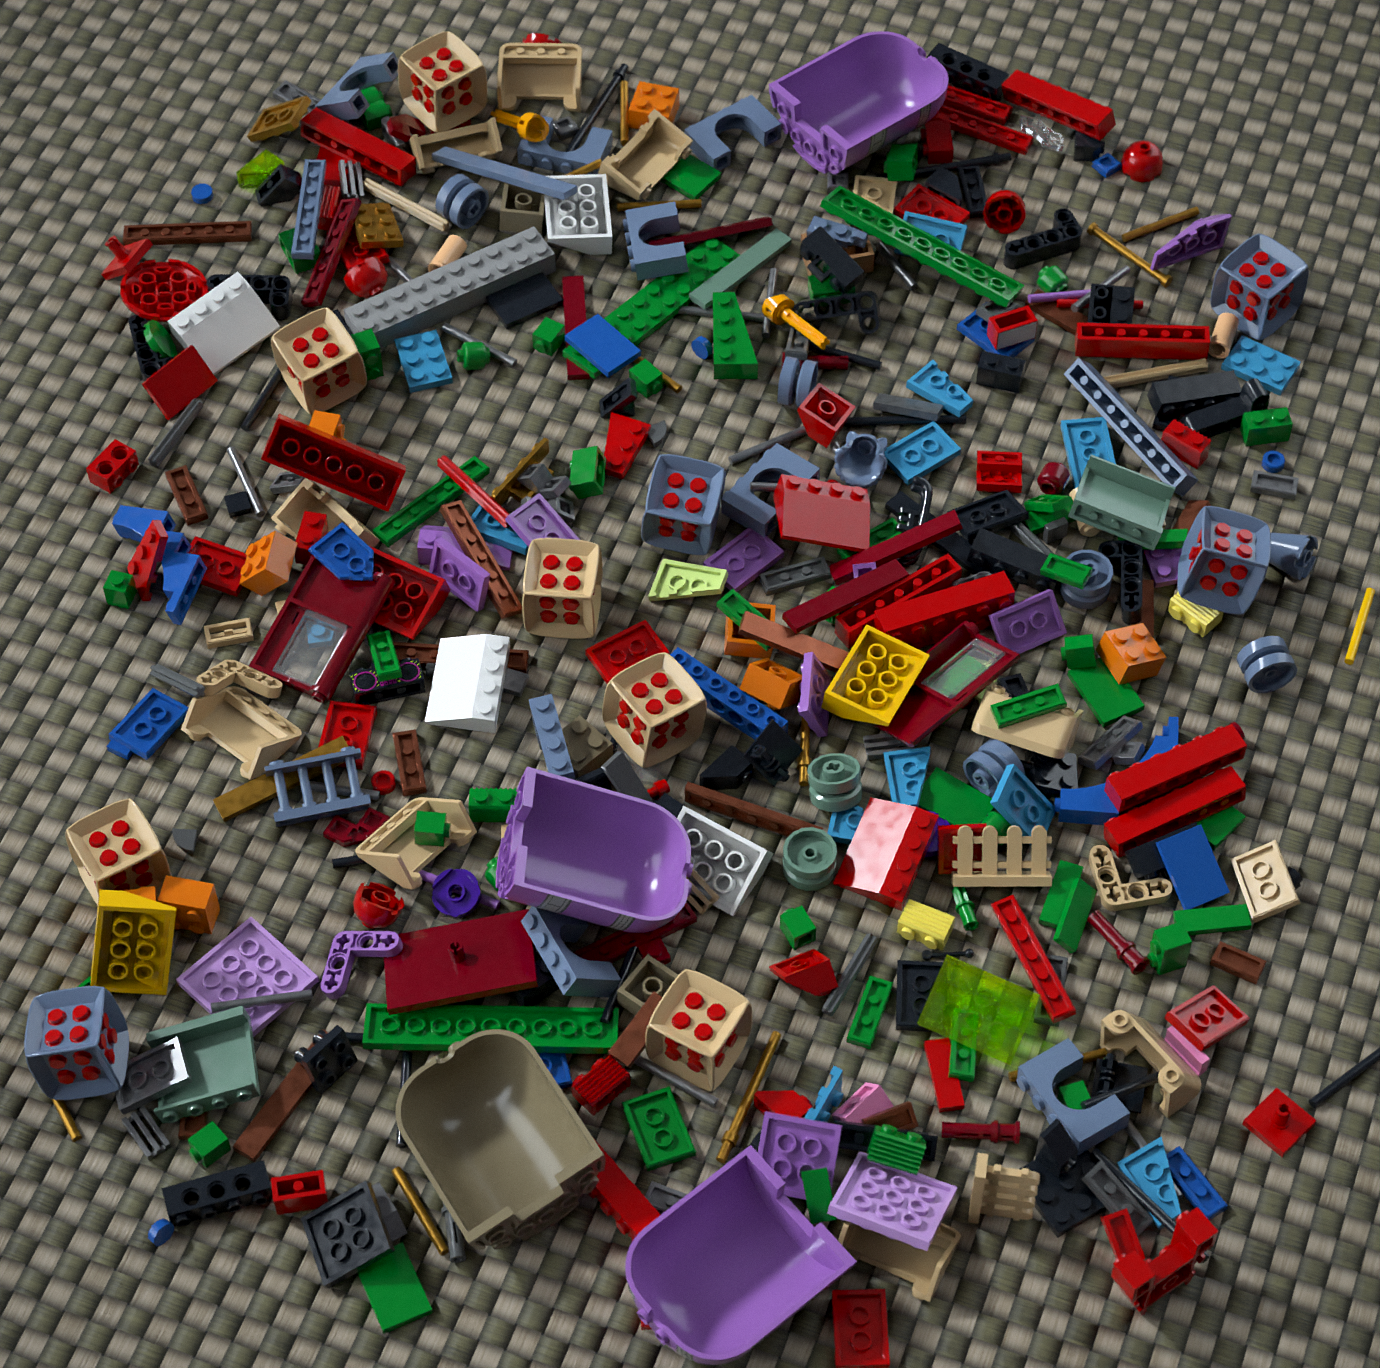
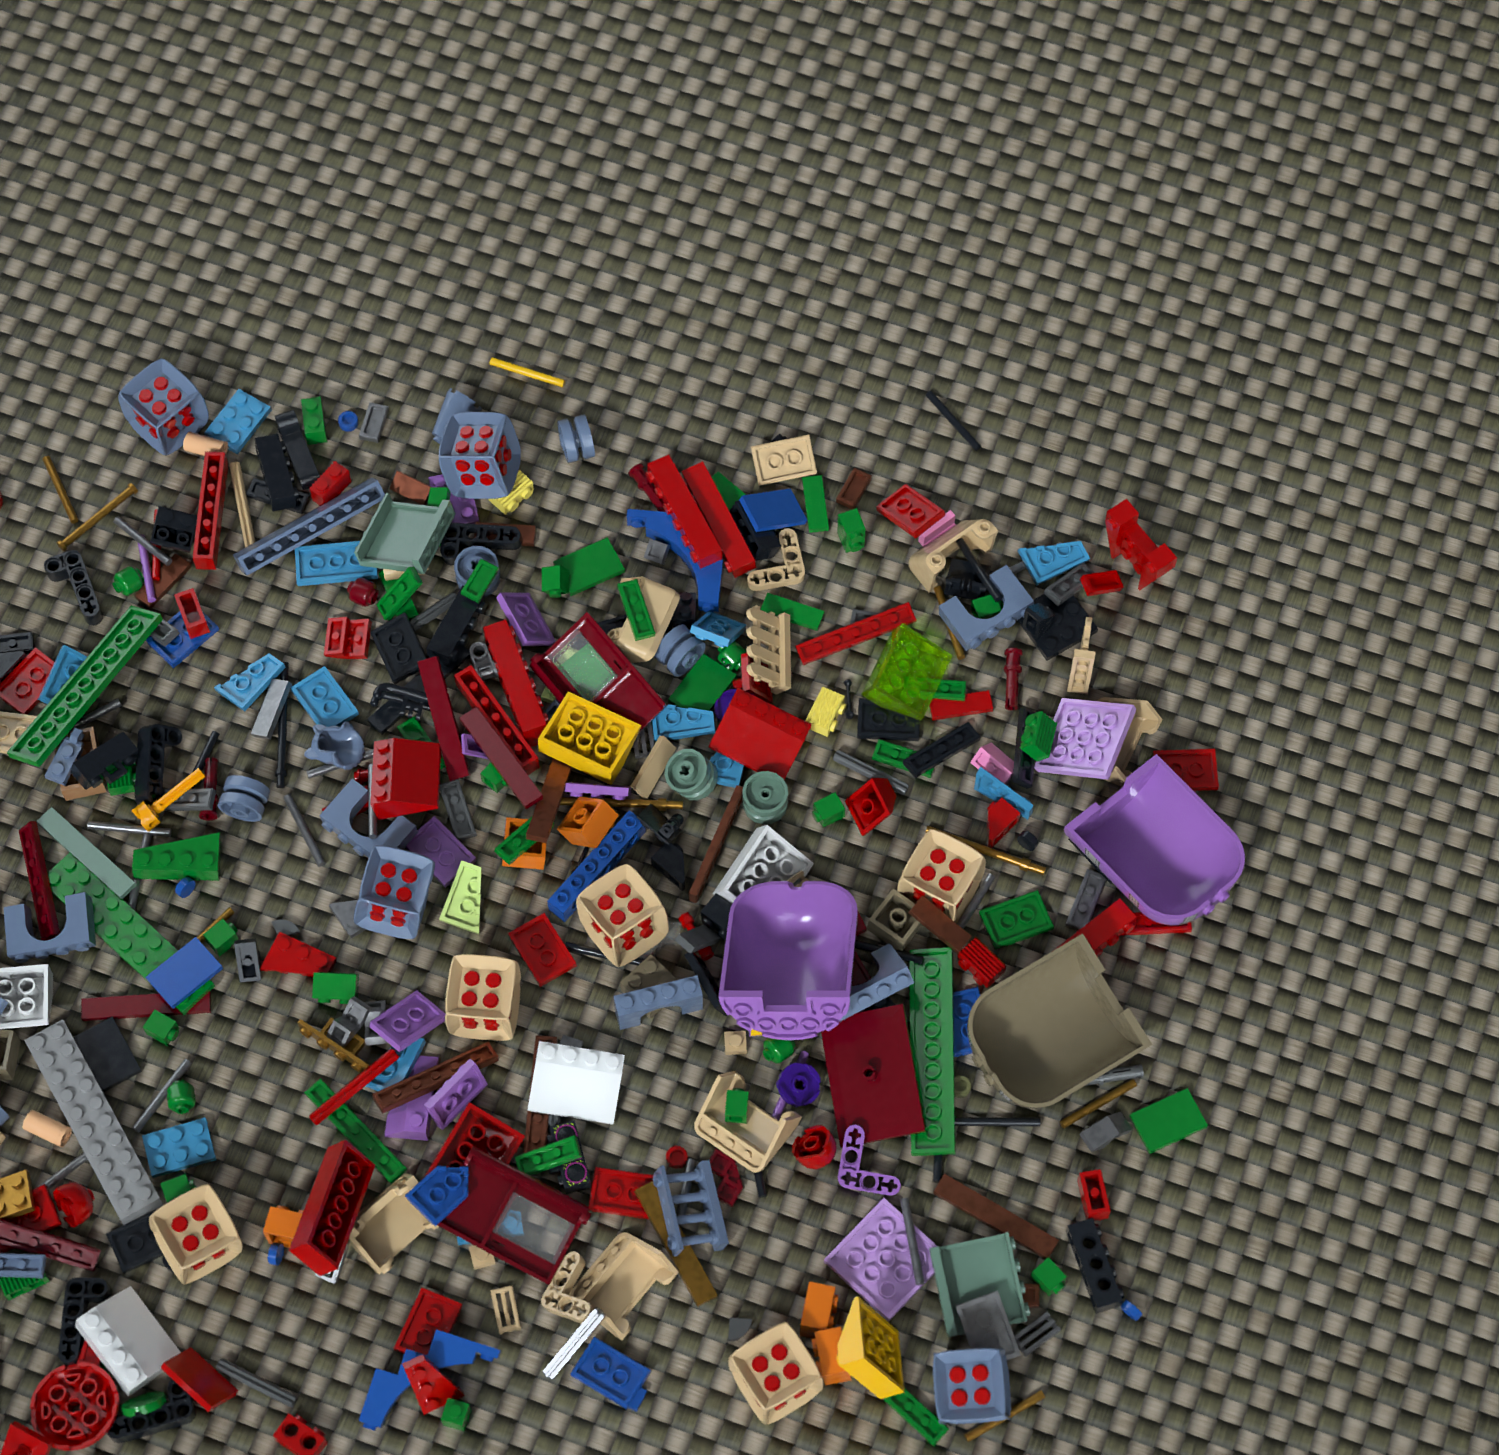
camera: 90 degrees left, 10 degrees up
(186, 495) = (336, 1365): copper tile -> none
(237, 504) = (350, 1314): black tile -> none
(247, 485) = (322, 1309): flat silver bar -> none
(257, 408) = (213, 1298): black bar -> none
(268, 563) = (439, 1269): orange brick -> none
(312, 529) = (404, 1235): red brick -> none
(327, 1058) = (977, 1184): black plate -> none
(347, 1234) = (1130, 1153): black plate -> none
(409, 762) = (655, 1135): copper tile -> none
(490, 804) = (707, 1056): green brick -> none
(796, 1146) = (1047, 808): medium lavender plate -> none
(818, 1194) = (1077, 795): green tile -> none
(824, 414) = (284, 774): red slope -> none
(868, 758) = (653, 767): none -> tan tile
(879, 1048) = (941, 750): none -> black tile
(899, 1116) = (1005, 741): copper tile -> none
(965, 908) = (808, 682): green axle -> none
(1000, 372) = (236, 629): black brick -> none
(1004, 211) = (38, 615): red cylinder -> none
(1055, 530) = (421, 597): flat silver tile -> none
(1074, 915) = (814, 601): green tile -> none
(1110, 742) = (643, 563): flat silver tile -> none
(1125, 949) = (846, 566): dark red pin -> none
(1130, 653) = (559, 540): orange brick -> none
(1138, 1194) = (1102, 539): black bar -> none
(1194, 1184) = (1052, 532): blue tile -> none
(1198, 238) = (88, 458): medium lavender wedge -> none
(1279, 1122) = (994, 471): red tile -> none

